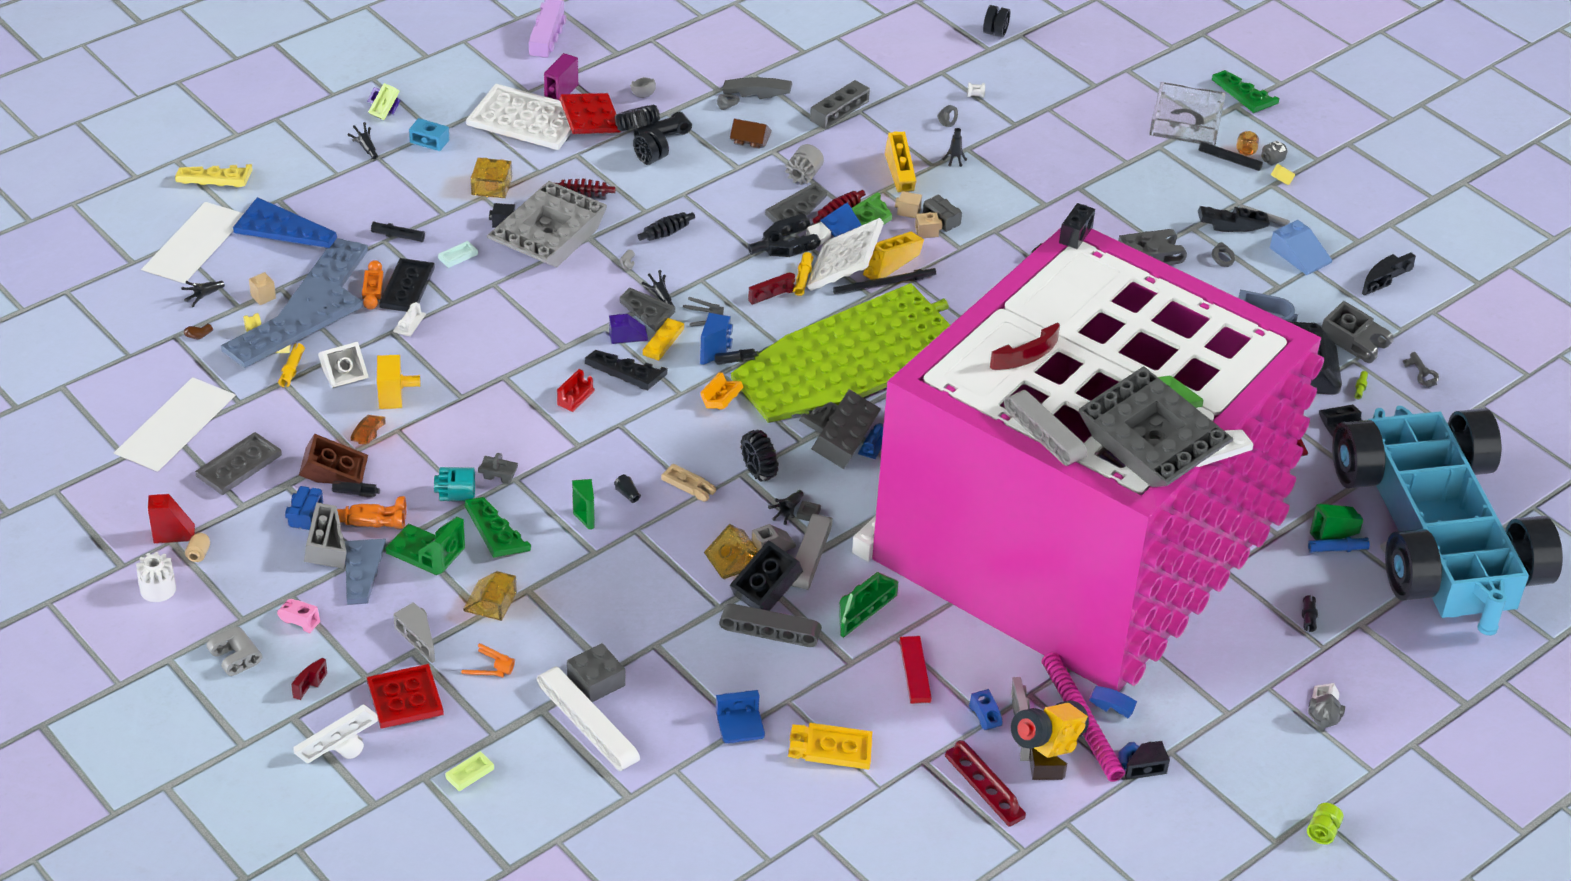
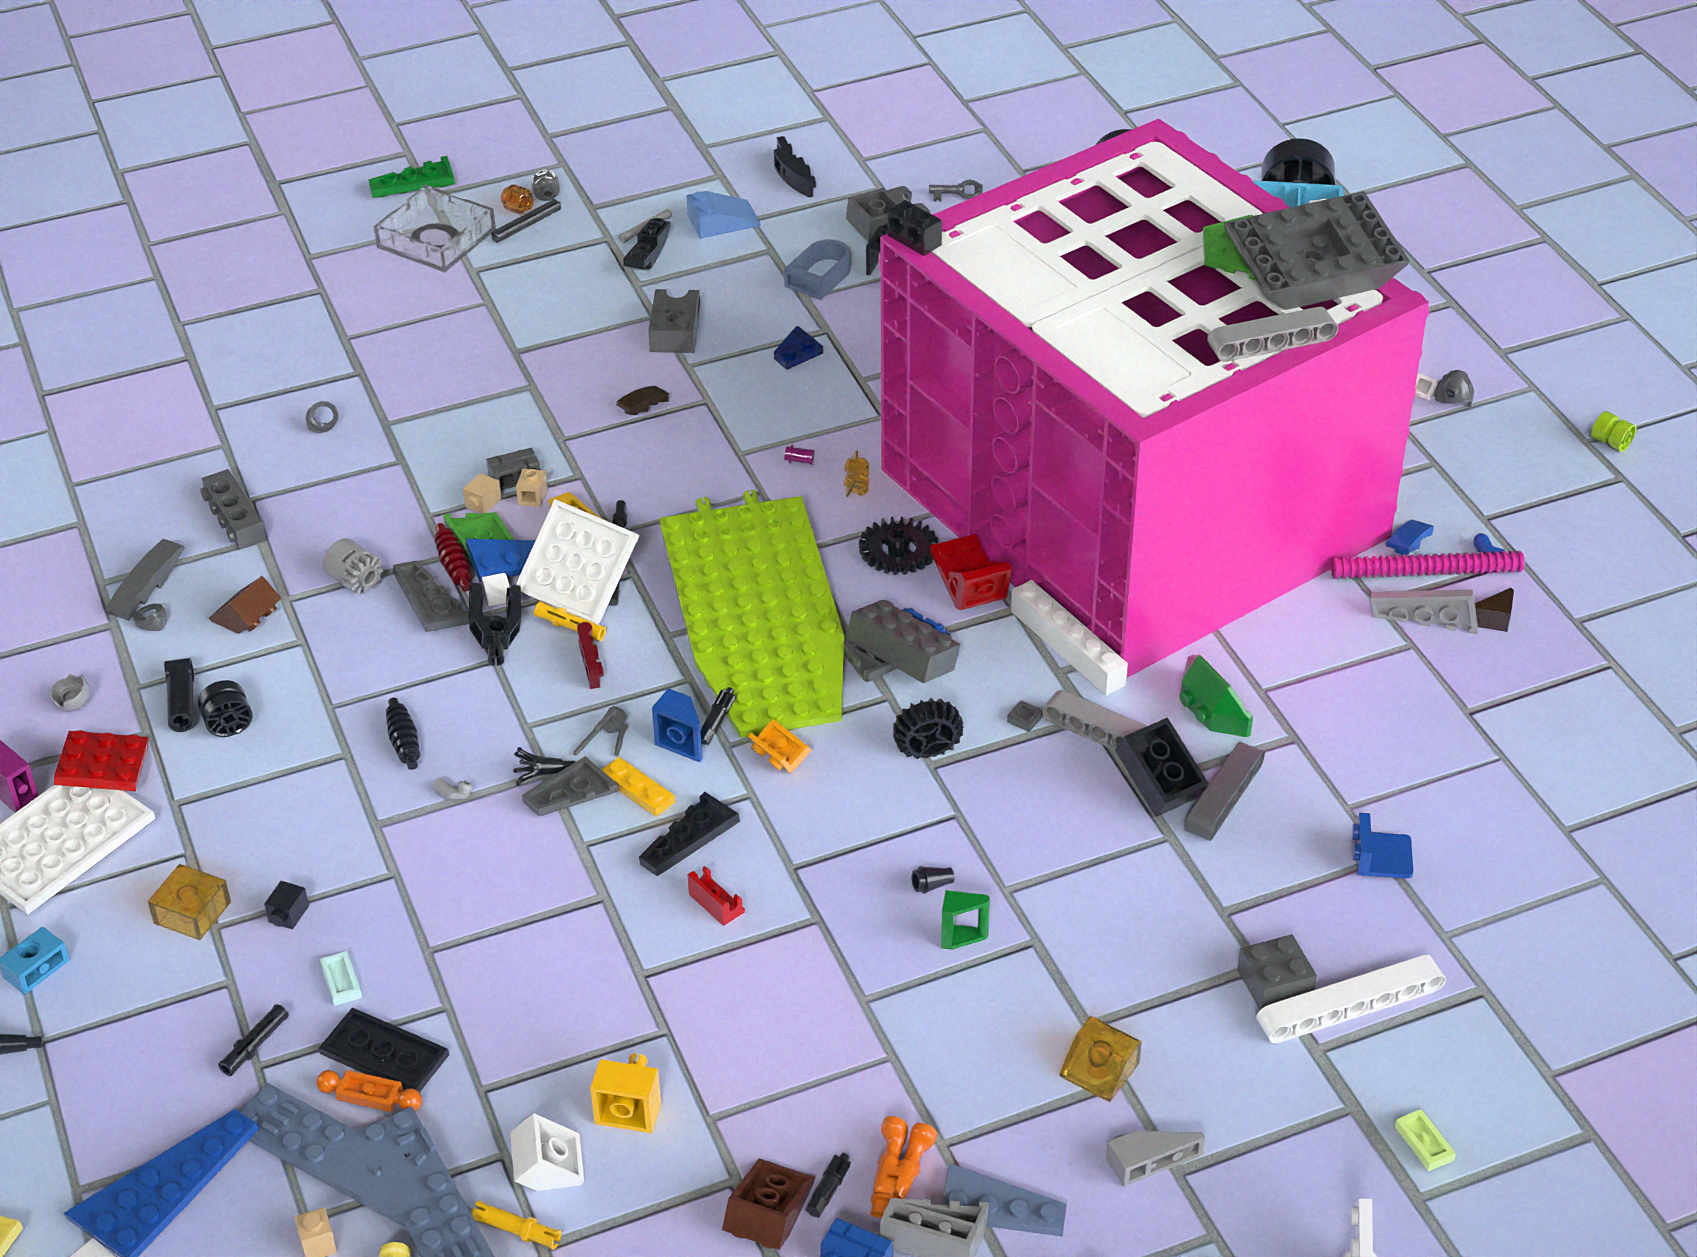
camera: 70 degrees left, 0 degrees up
(367, 429) = (707, 1146): clear orange slope -> none
(405, 696) = (1272, 1190): red plate -> none
(410, 321) = (474, 1059): white hinge -> none
(428, 550) = (998, 1104): green bracket -> none
(455, 483) = (874, 1054): teal gear -> none
(494, 530) = (976, 1034): green wing -> none
(498, 467) = (850, 1006): dark grey hips -> none
(502, 663) = (1233, 1071): orange plant -> none
(550, 224) = (336, 829): light grey slope -> none
(590, 188) = (268, 804): dark red piece -> none
(626, 329) = (607, 821): dark purple slope -> none
(637, 117) = (153, 707): black gear -> none
(688, 482) = (937, 816): tan hinge -> none
(731, 551) = (1088, 799): clear yellow slope -> none
(773, 534) = (1082, 758): light grey slope -> none
(787, 505) = (1015, 728): black piece -> none
(831, 745) = (1435, 779): yellow tile -> none
(900, 161) = (396, 479): yellow slope -> none
(915, 669) = (1322, 683): red tile -> none
(956, 148) = (399, 423): black piece -> none
(961, 752) = (1508, 659): dark red piece -> none
(976, 90) = (281, 385): white bush -> none
(986, 709) = (1405, 636): blue leg -> none
(996, 21) = (154, 327): black wheel -> none
(1009, 358) = (1119, 298): dark red slope -> none
(1050, 730) = (1472, 569): brick -> none
(1148, 761) = (1503, 529): black slope -> none
(1221, 247) = (694, 274): dark grey piece -> none
(1283, 174) = (581, 191): light yellow slope -> none

